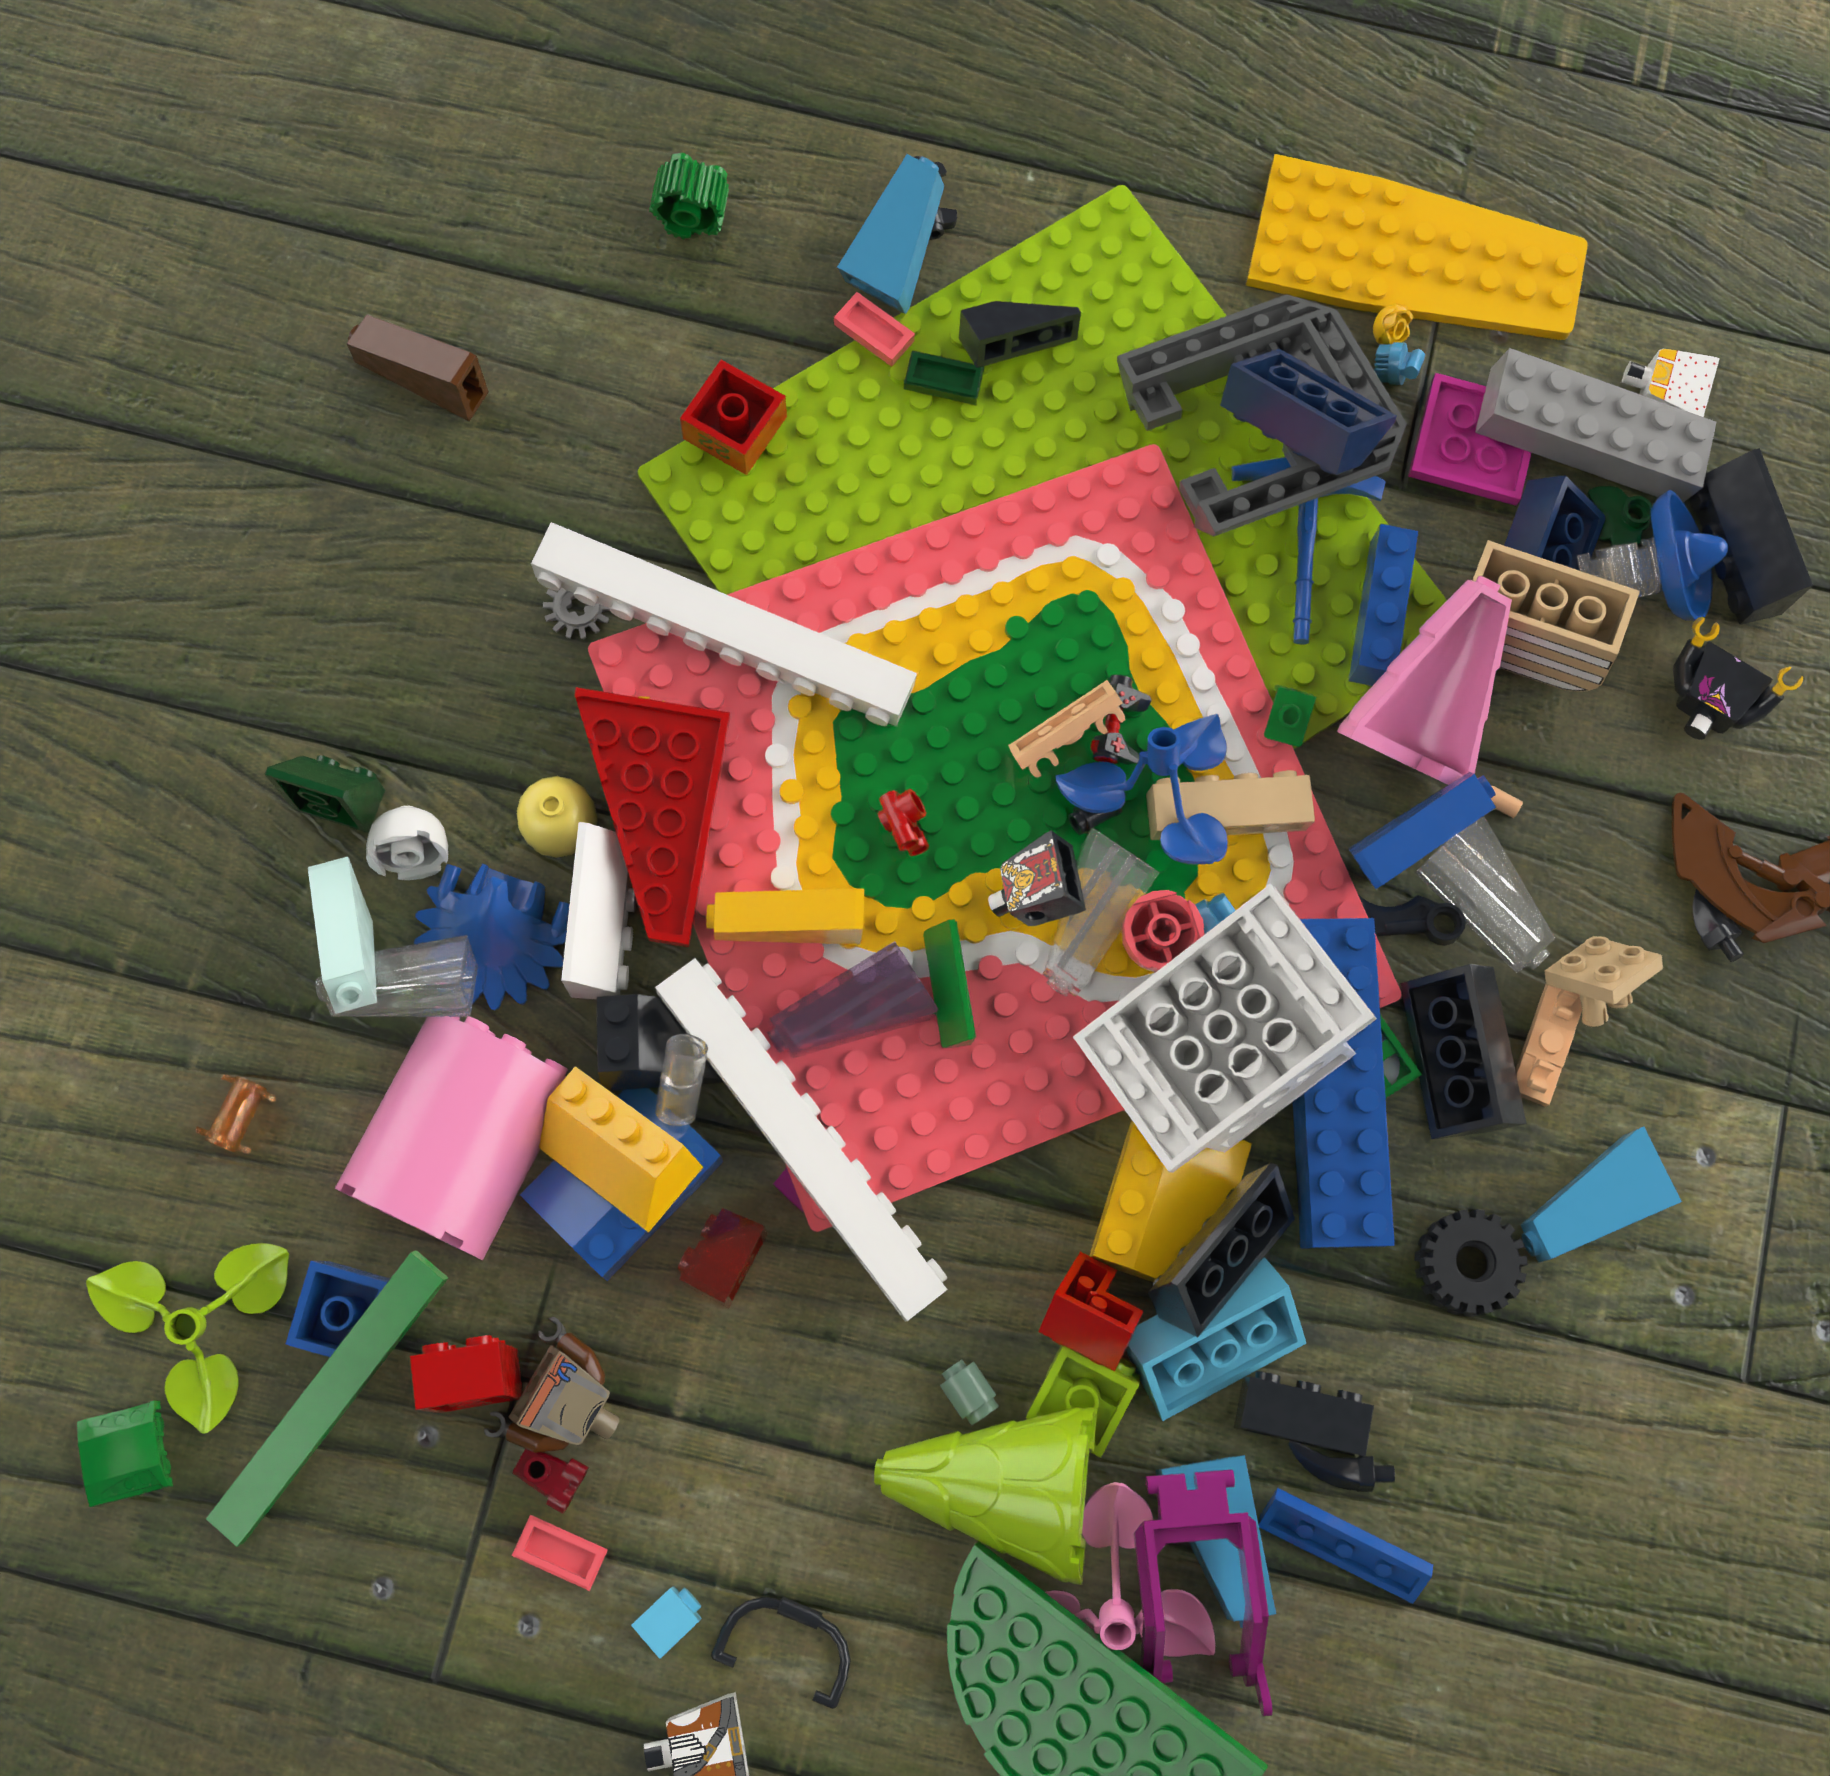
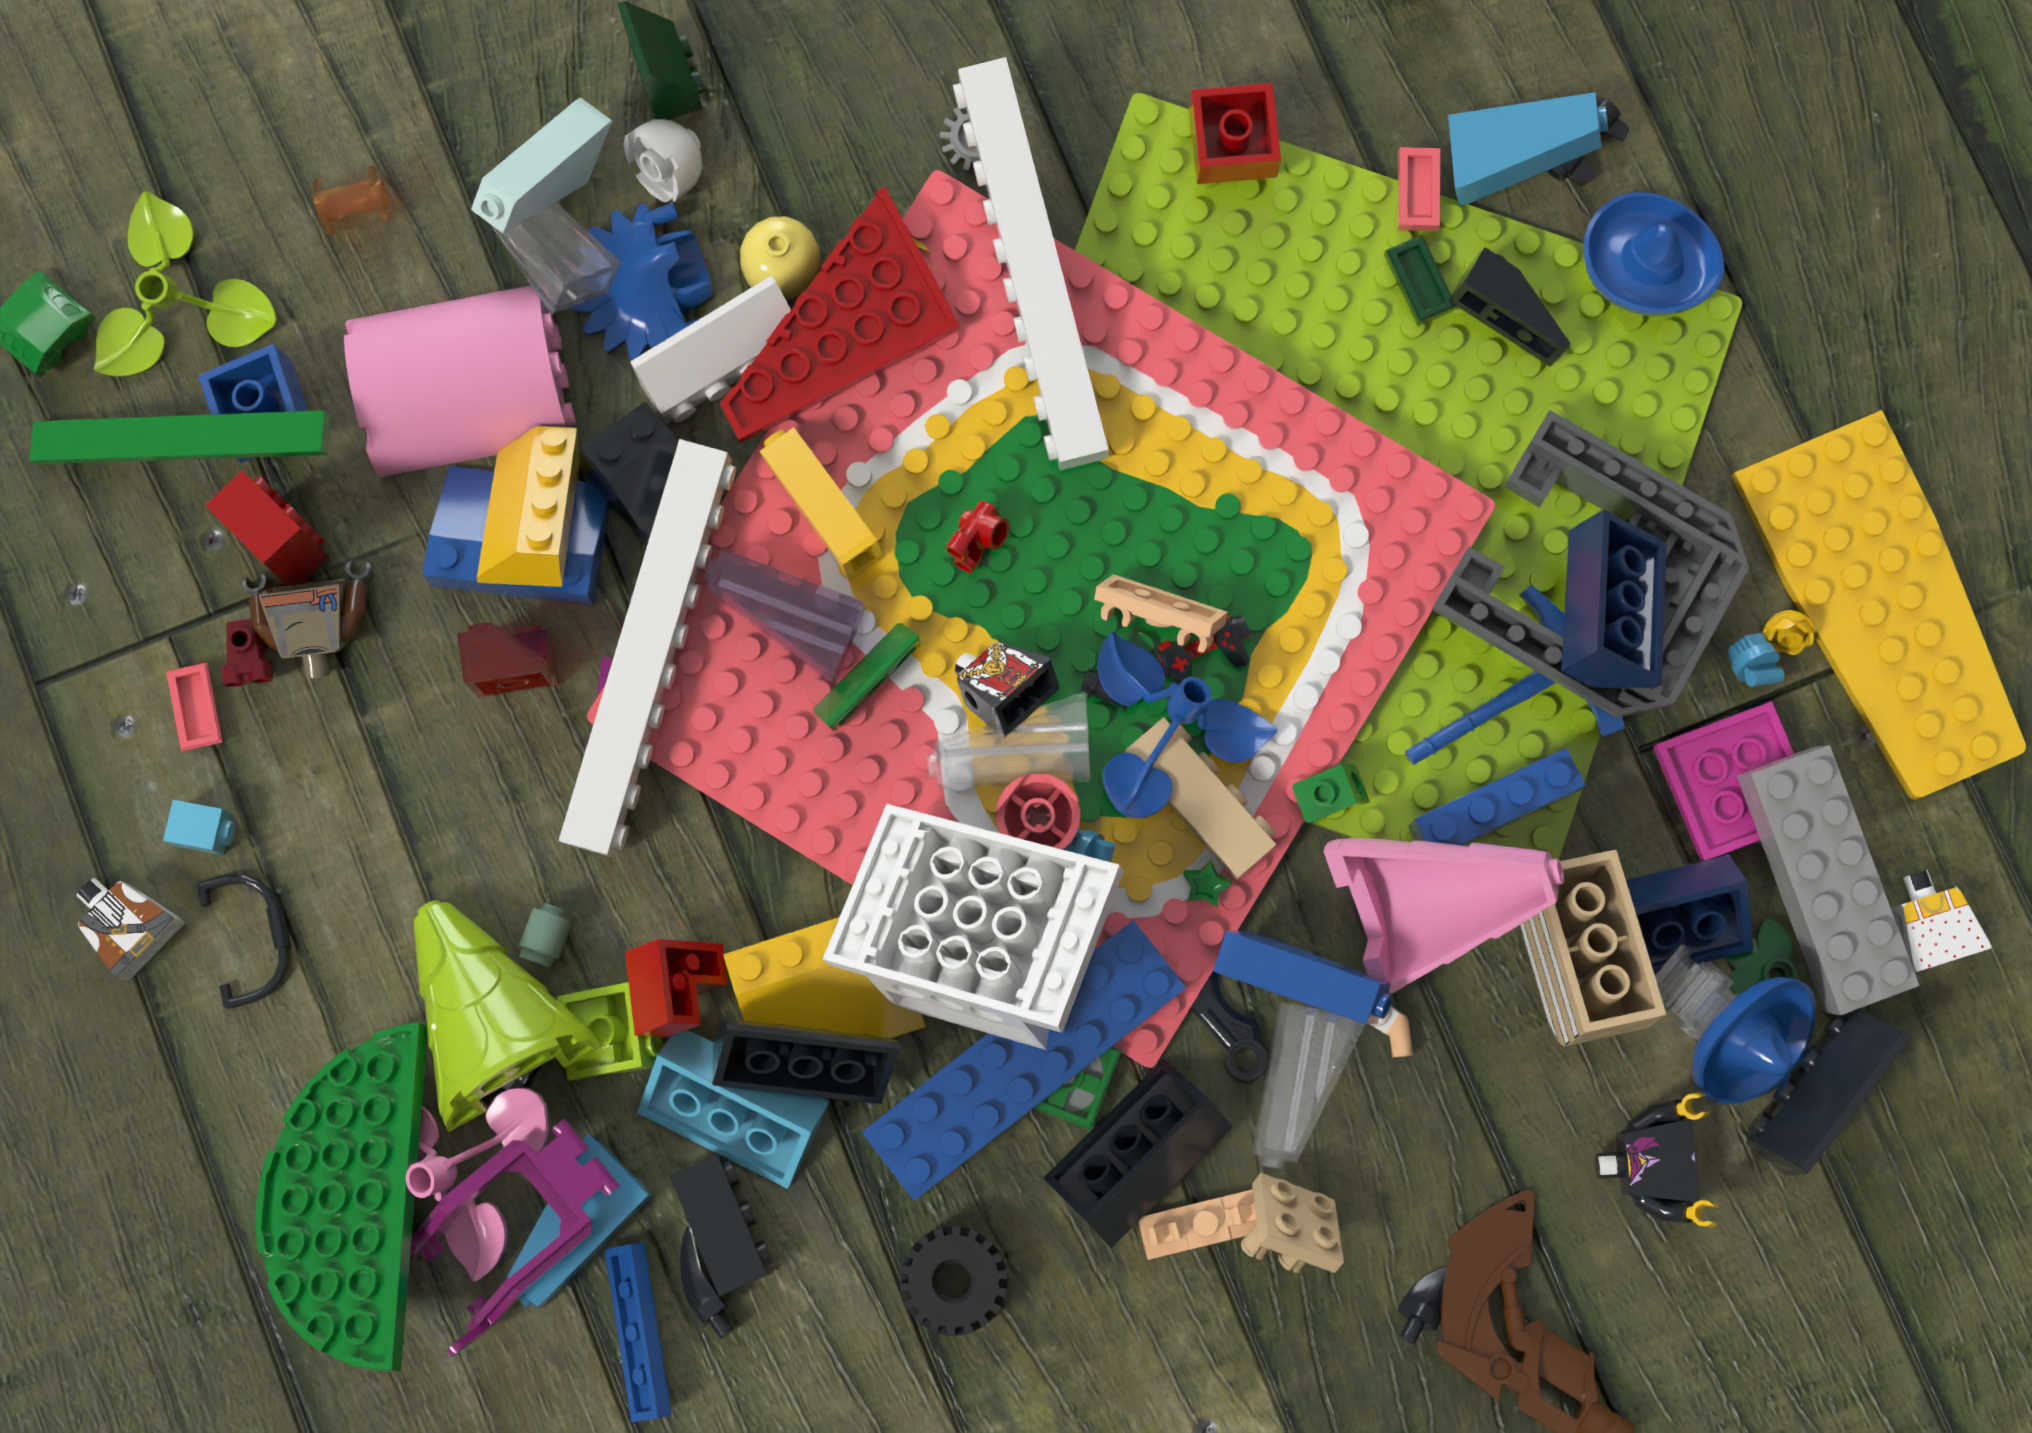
camera: 60 degrees right, 5 degrees up
(681, 1079) = (621, 517): clear pin -> none
(1050, 213) = (1652, 255): none -> blue hat
(1296, 851) = (1206, 883): none -> green piece
(1606, 1196) = (1099, 1362): dark azure slope -> none

